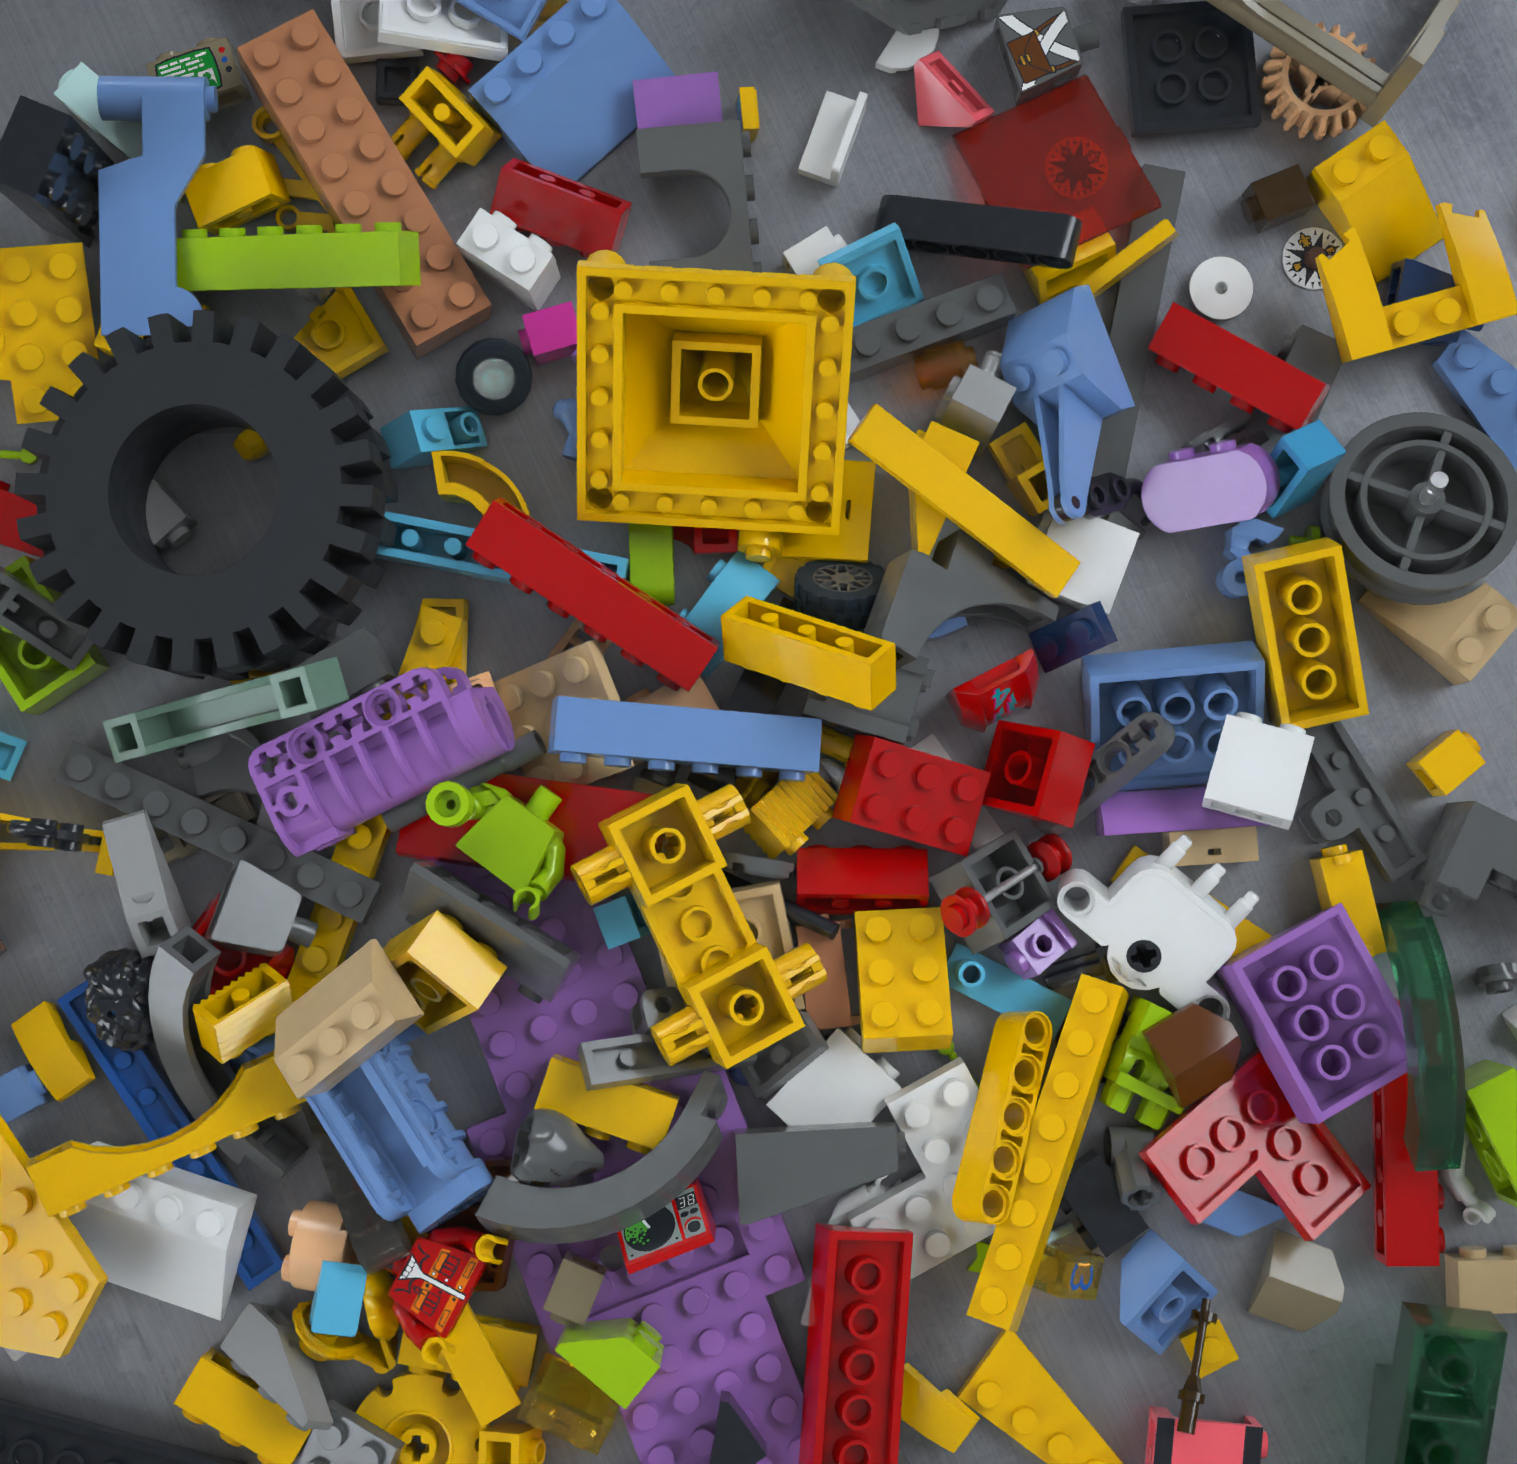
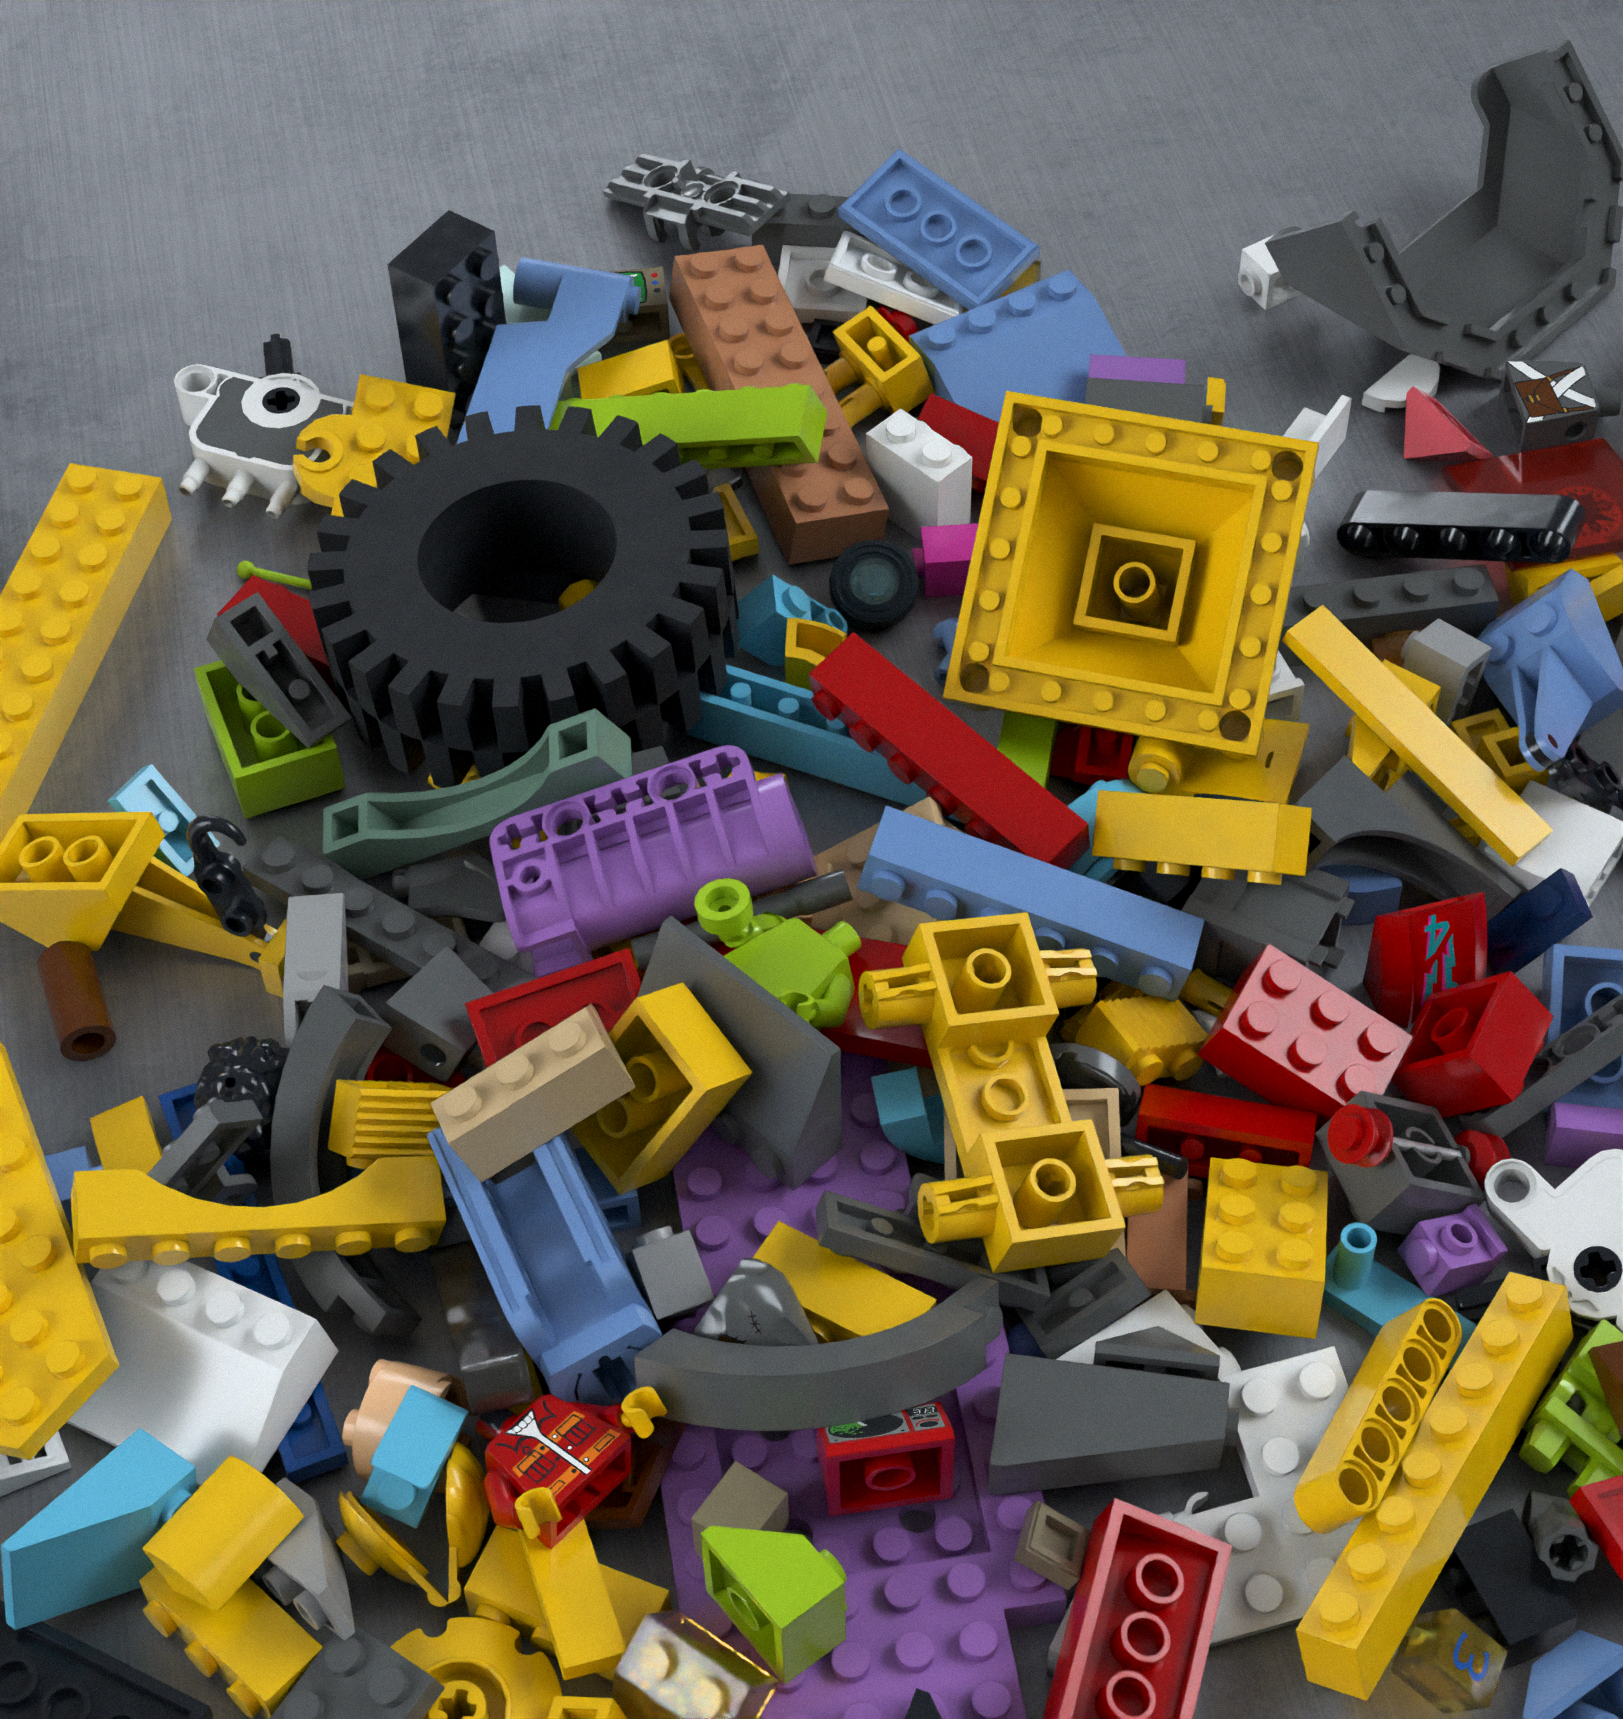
camera: 15 degrees right, 35 degrees down
(109, 1096) = (198, 1156): none -> dark grey plate
(147, 1369) = (94, 1532): none -> medium azure slope
(222, 1377) = (222, 1533): none -> yellow brick
(336, 915) = (525, 1011): none -> red wing
(477, 1106) = (669, 1273): none -> light grey slope
(790, 1250) = (1052, 1545): none -> dark tan tile
(840, 1096) = (1157, 1352): none -> dark grey slope
(882, 273) = (1338, 546): medium azure tile -> none

